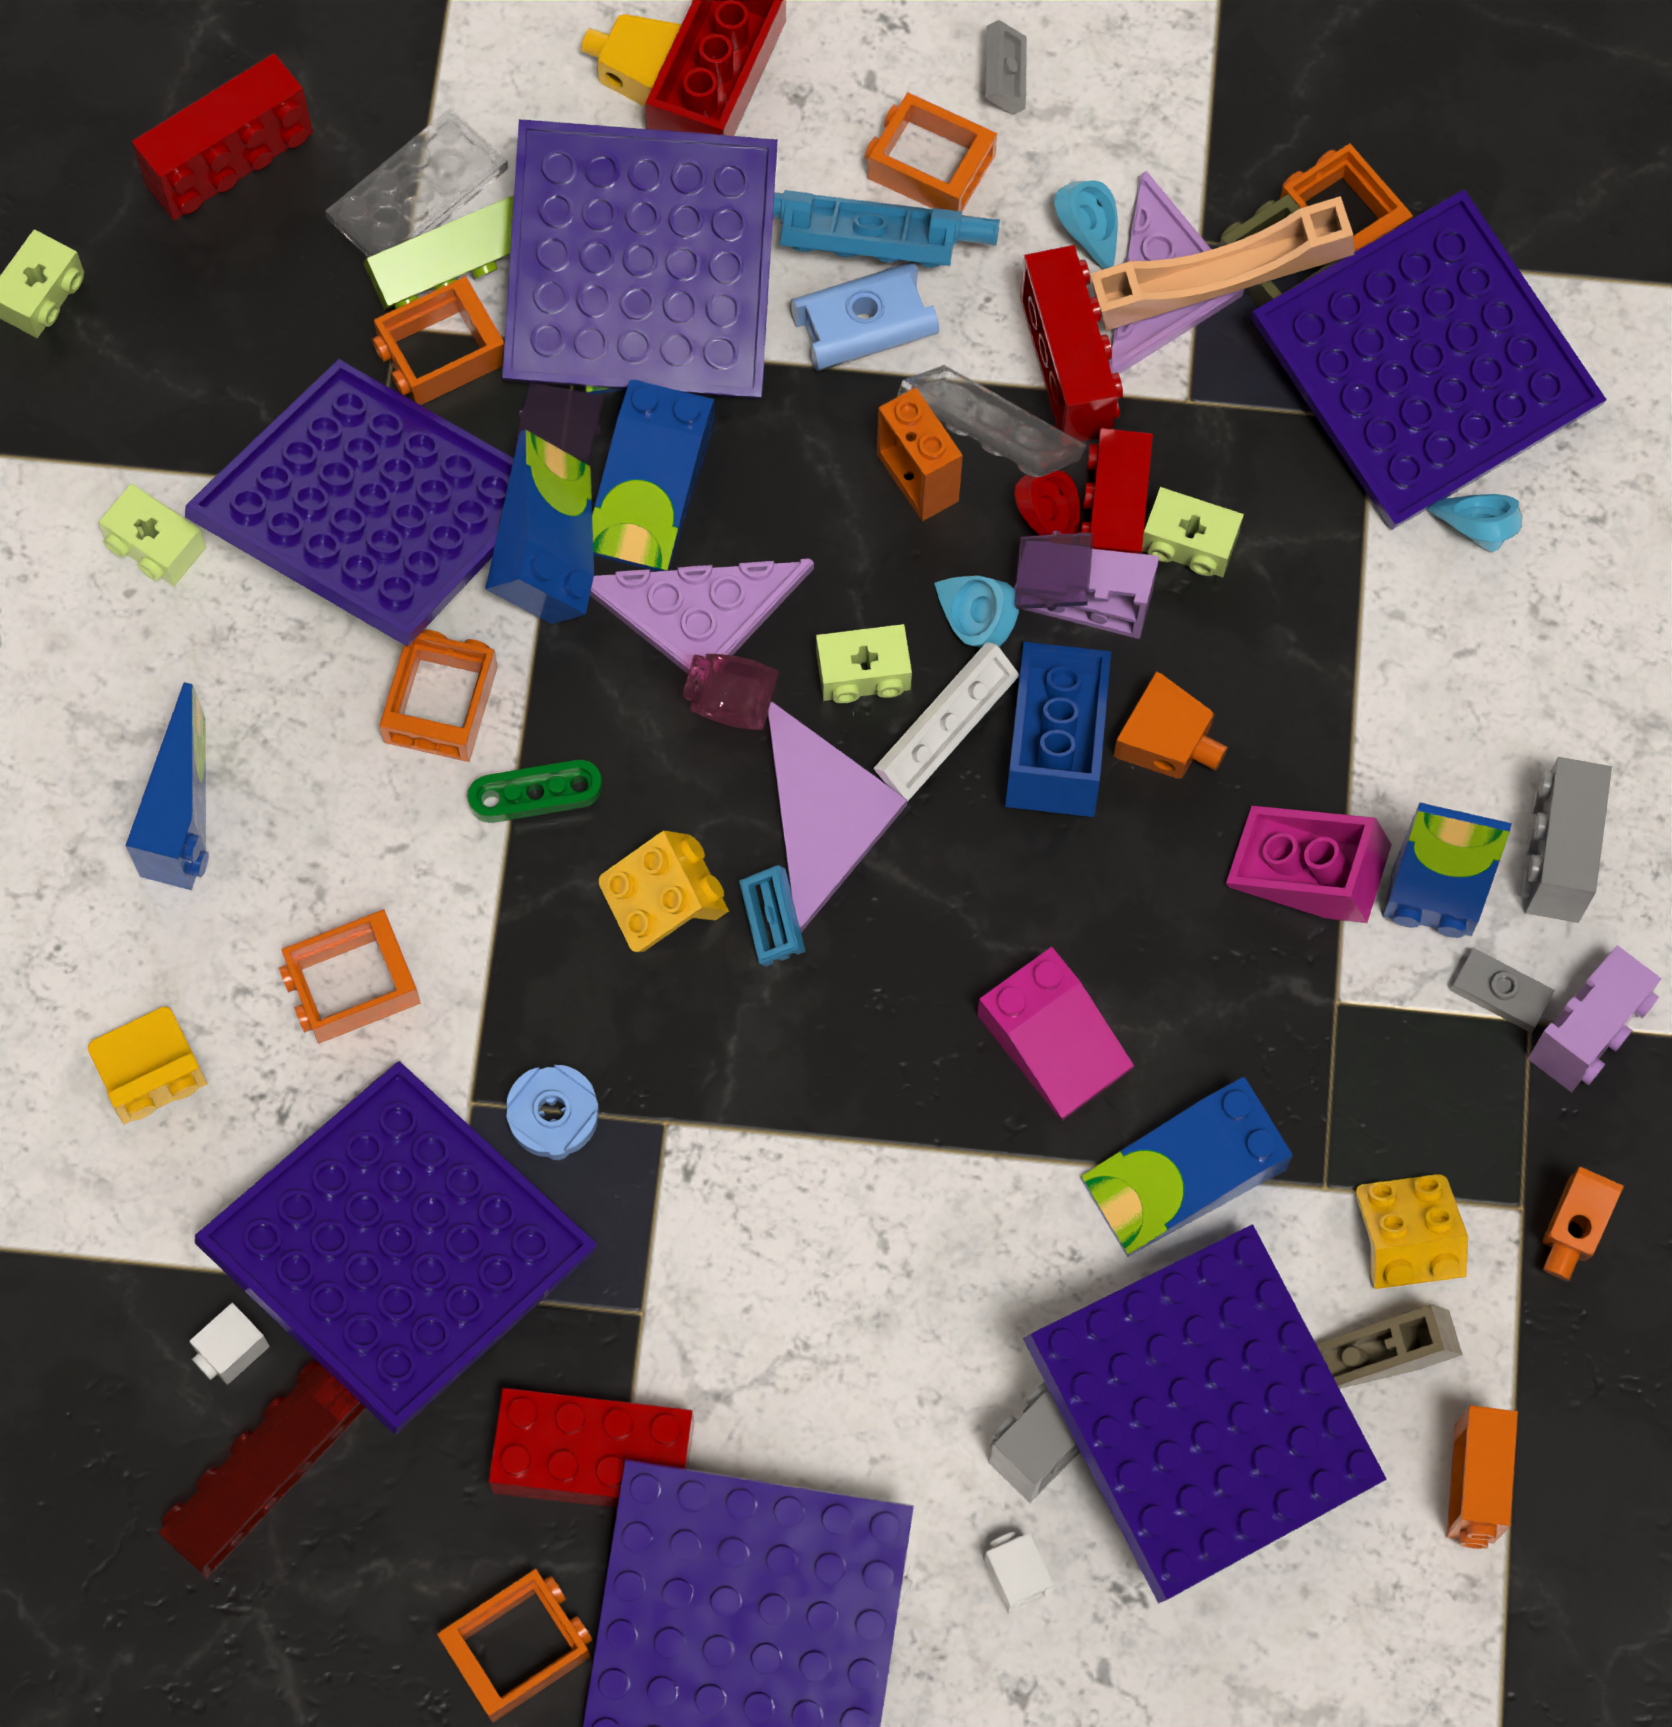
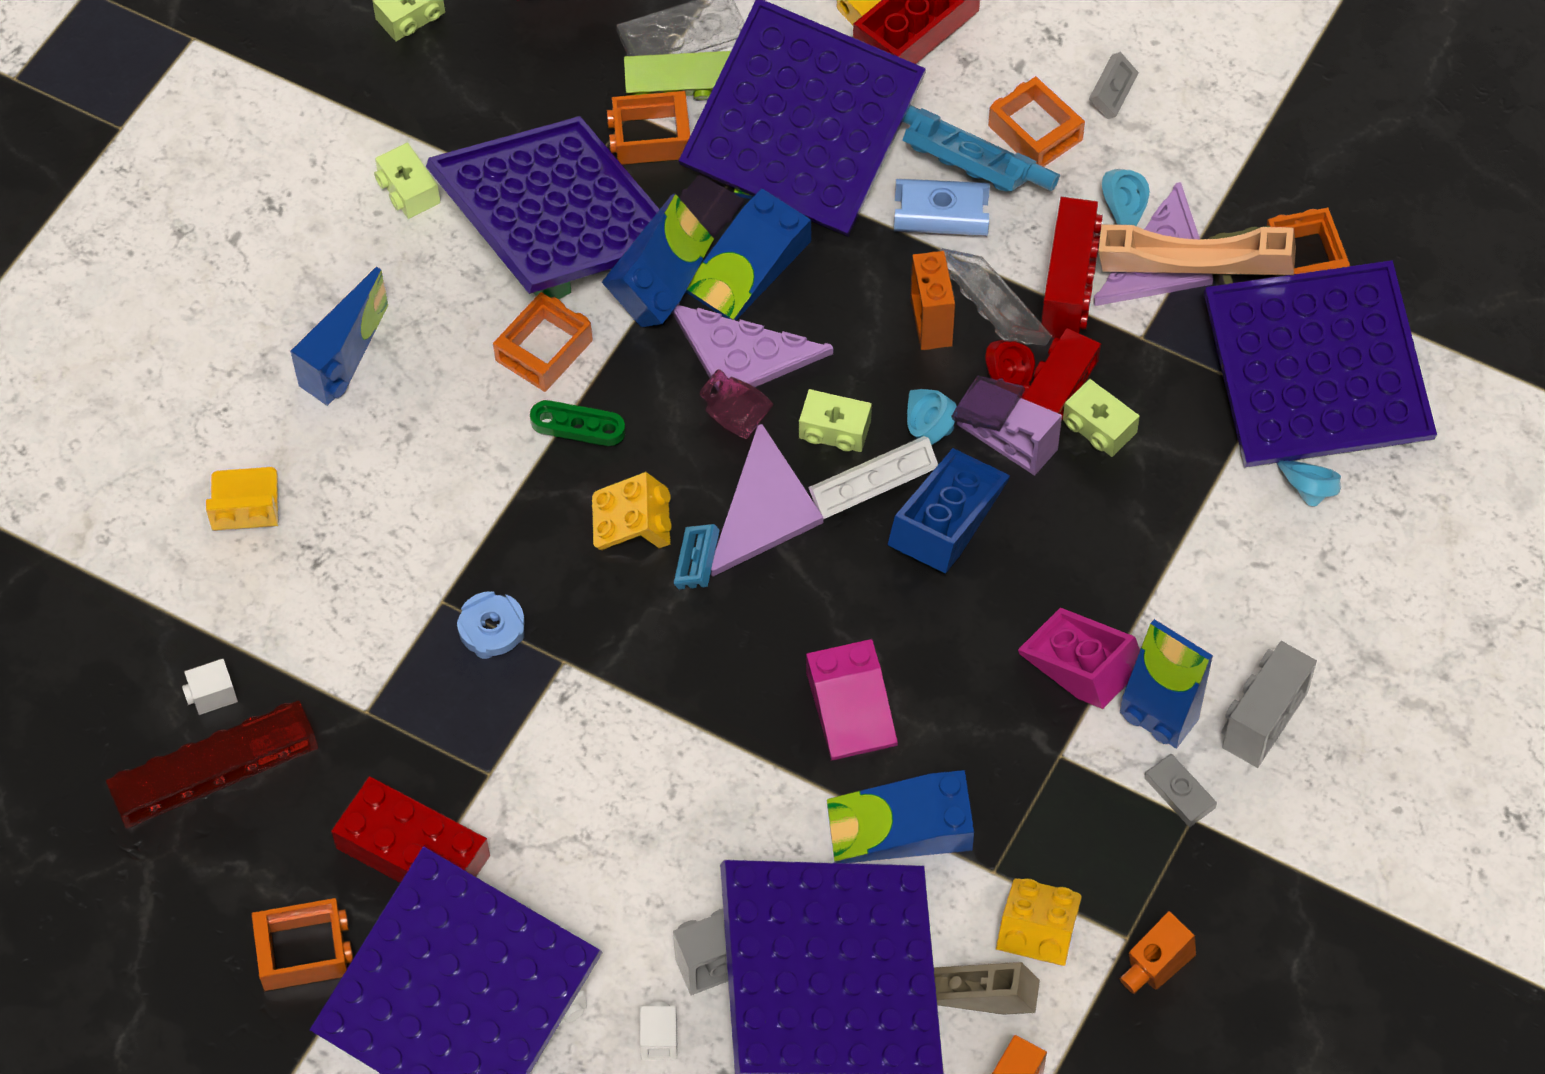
camera: 25 degrees right, 10 degrees down
(334, 943) = (399, 467): orange window -> none
(395, 1246) = (345, 664): dark purple plate -> none
(1168, 731) = (1022, 537): orange torso -> none
(1596, 1020) = (1234, 830): lavender wedge -> none

